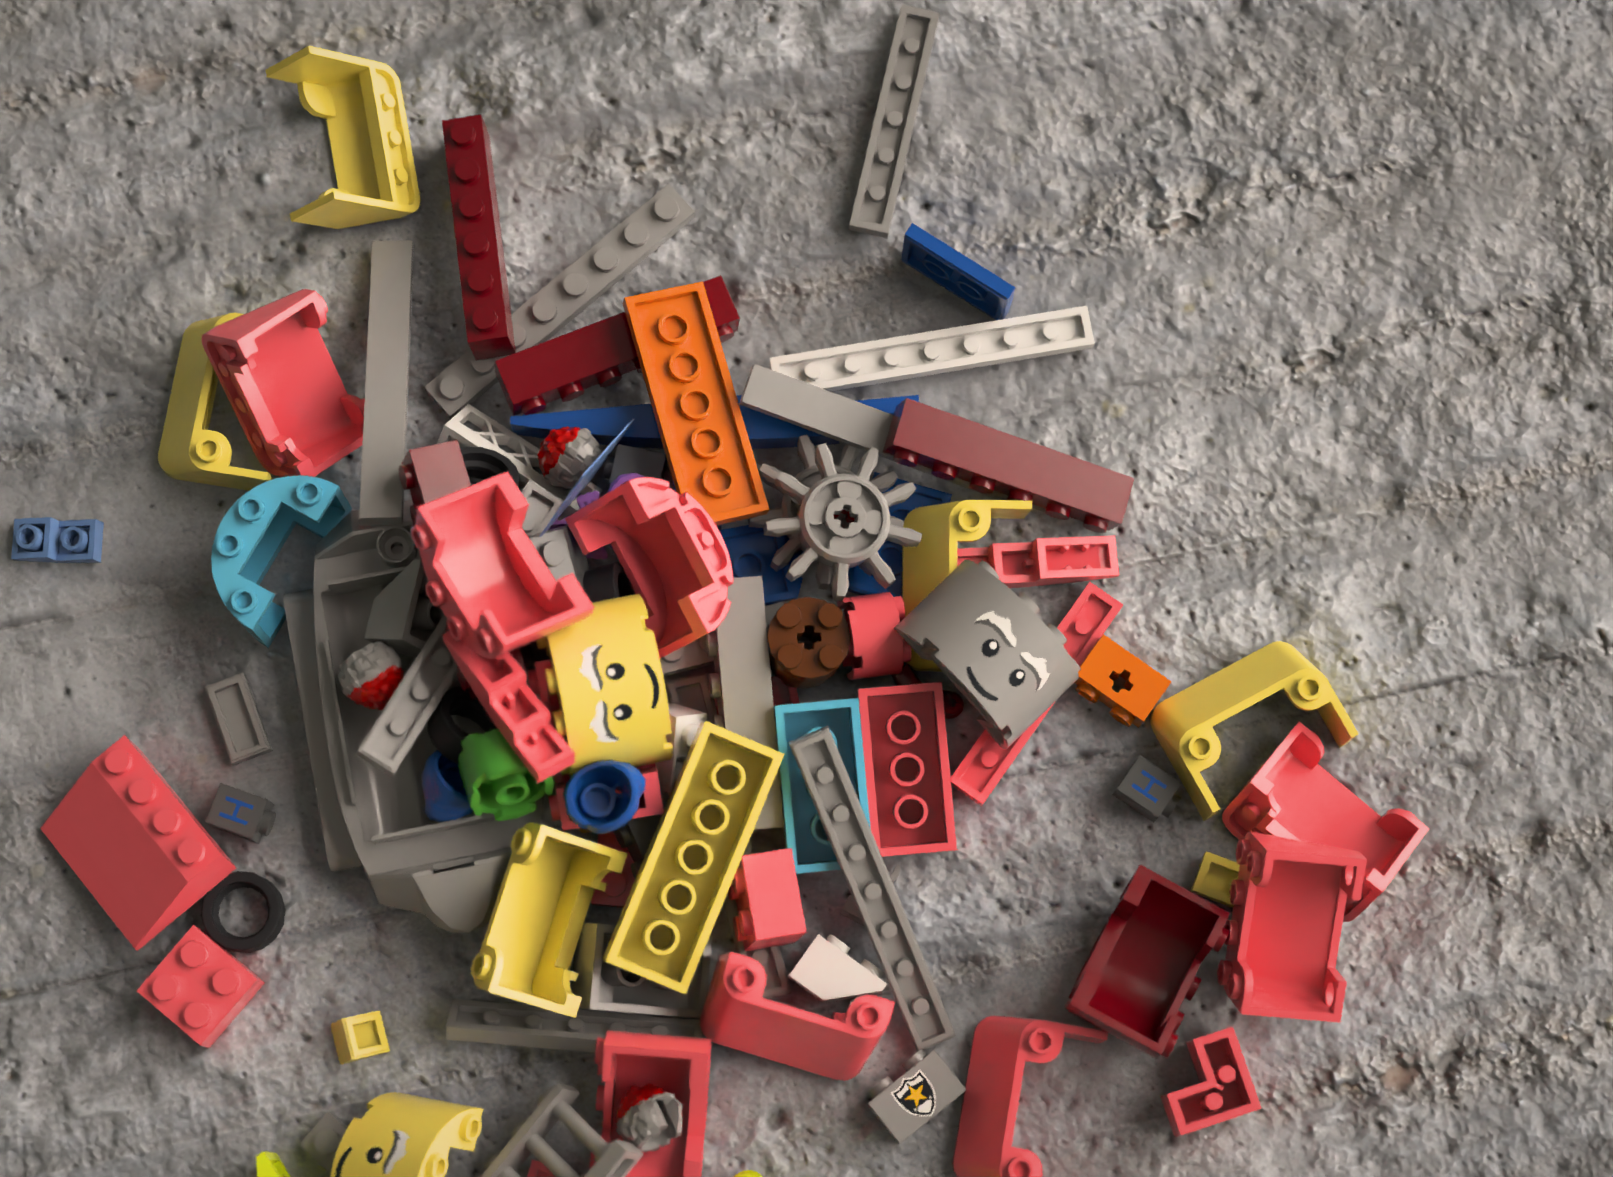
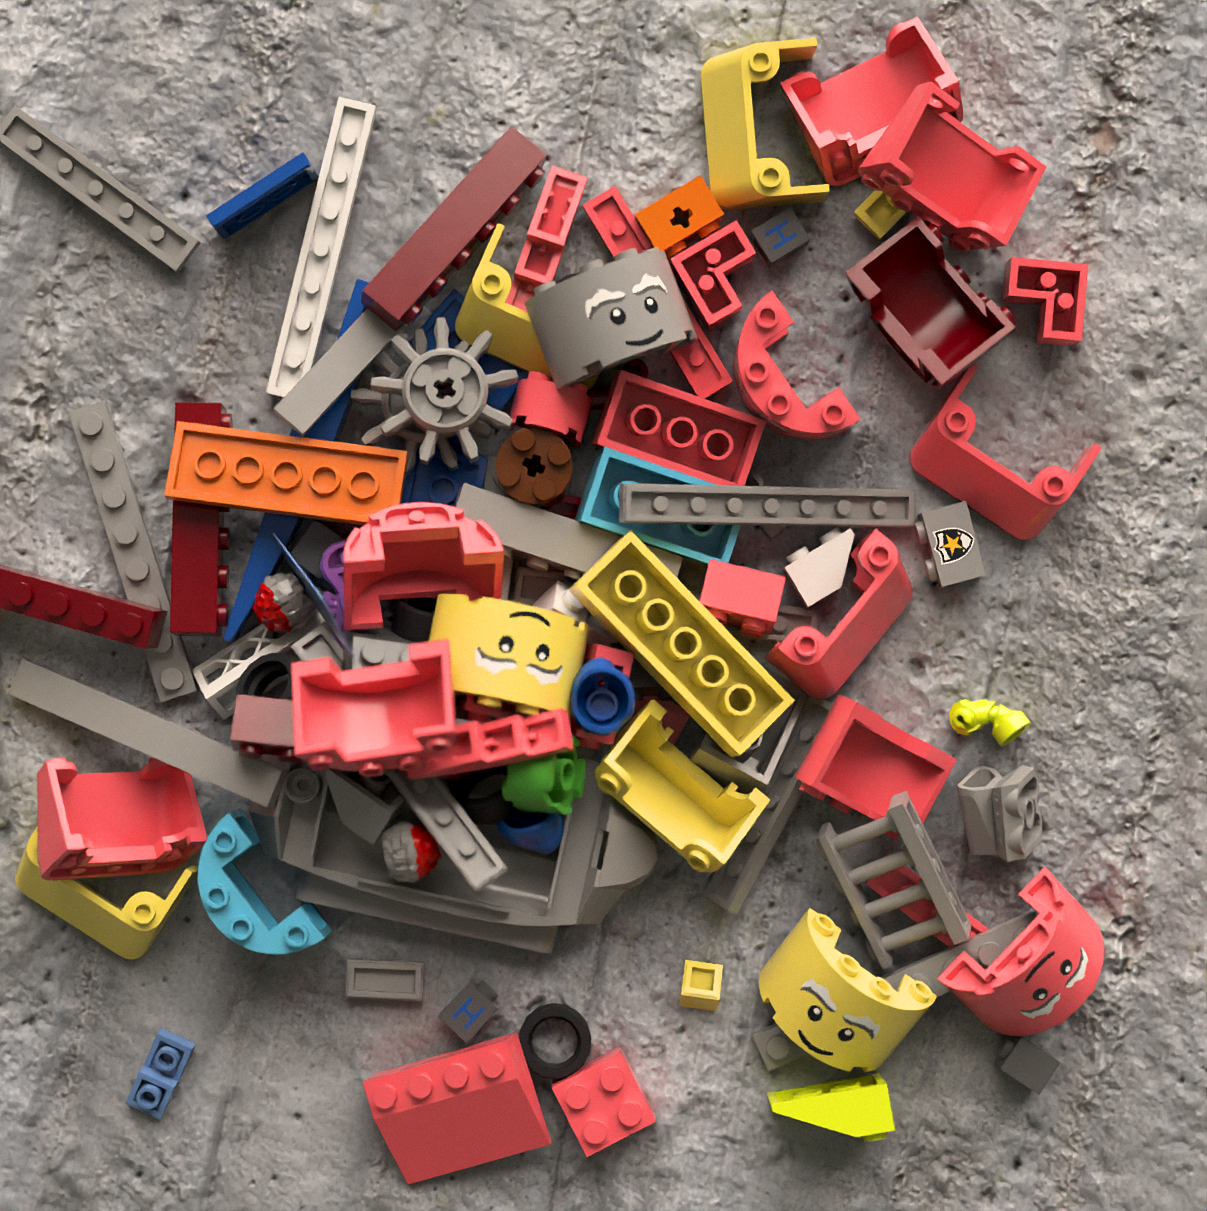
camera: 65 degrees left, 10 degrees up
(649, 1117) = (875, 773): light grey piece -> none
(1042, 805) = (767, 390): none -> coral cylinder
(1084, 727) = (704, 270): none -> coral brick

